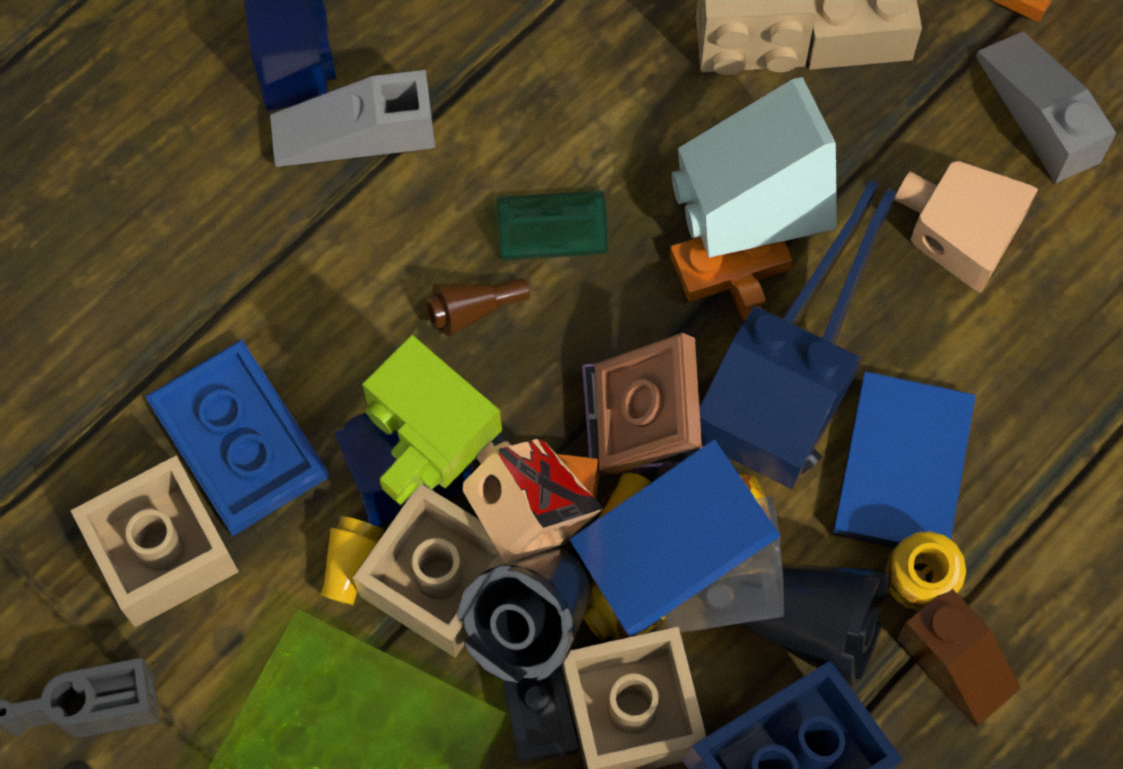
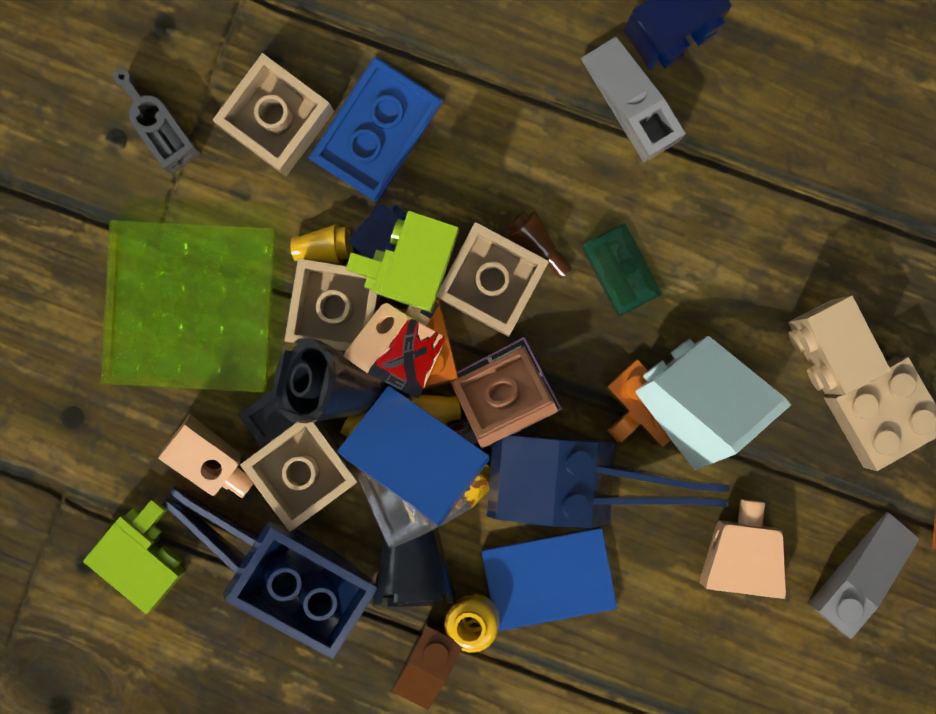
camera: 65 degrees right, 20 degrees up
(504, 355) = (492, 279): none -> tan brick

